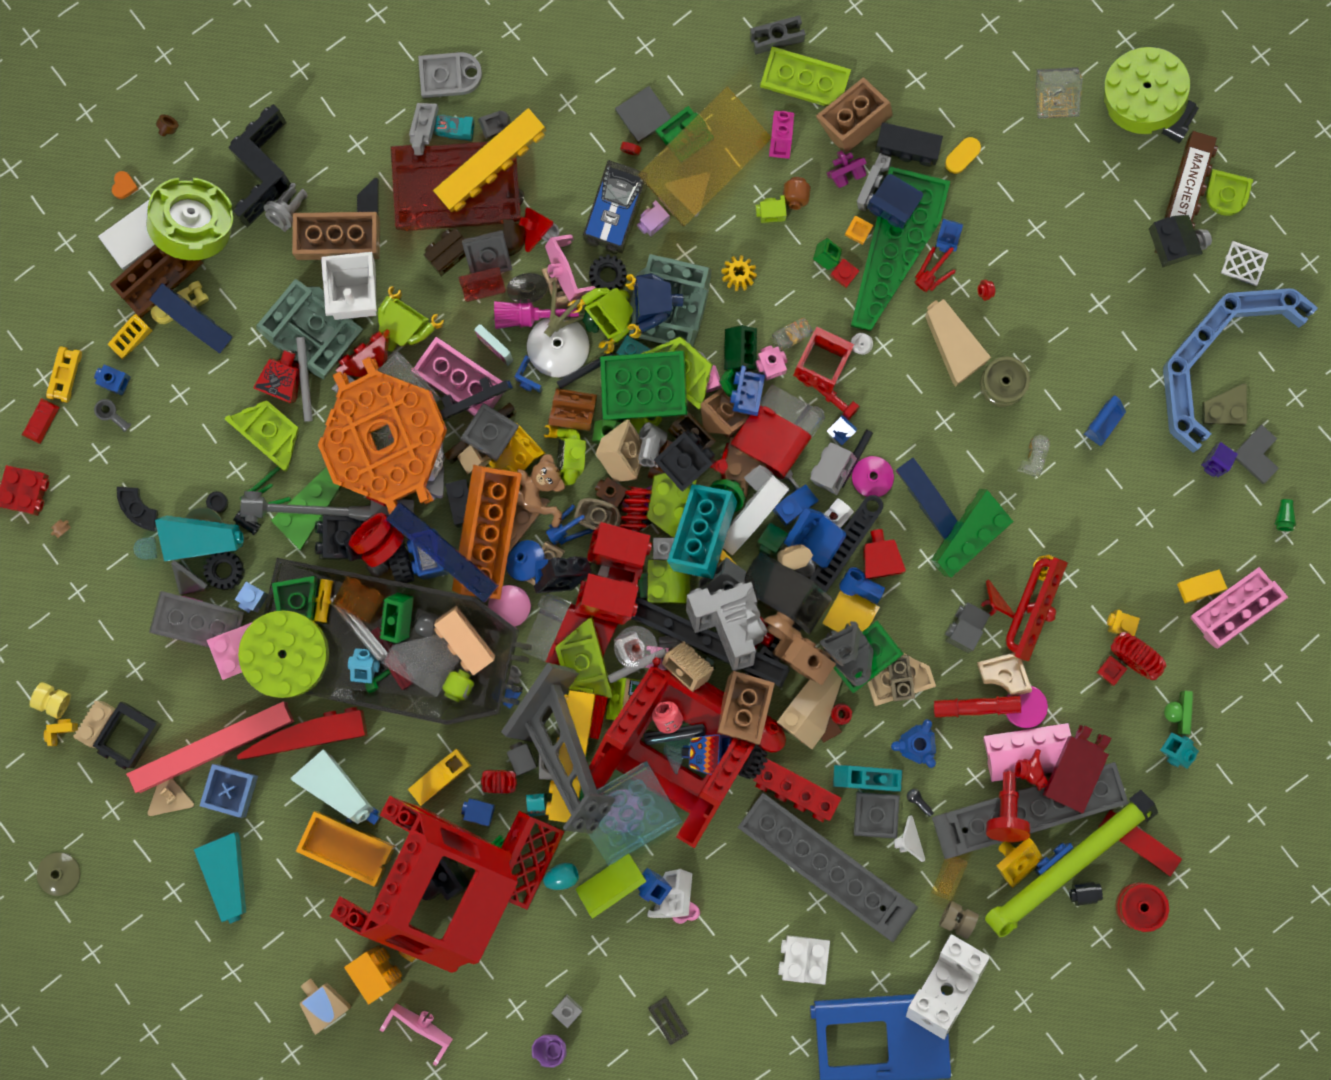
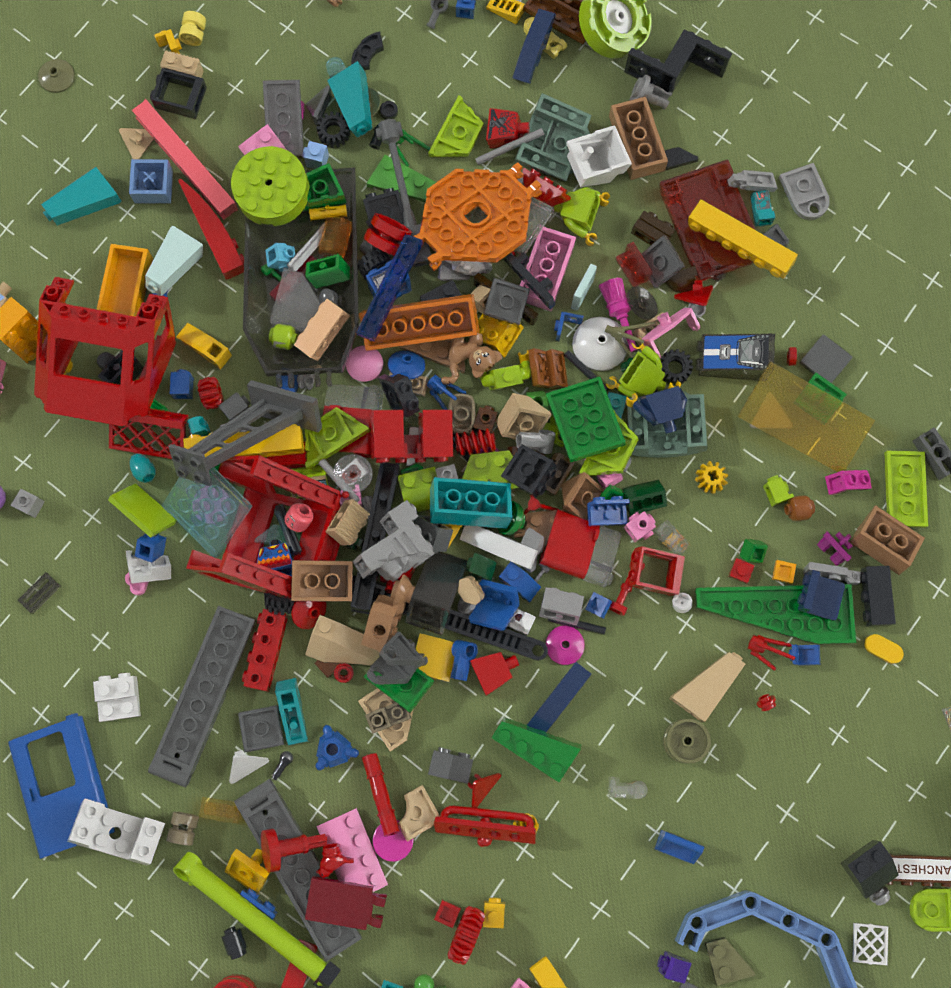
camera: 70 degrees right, 5 degrees down
(653, 219) = (735, 391): lavender brick -> none

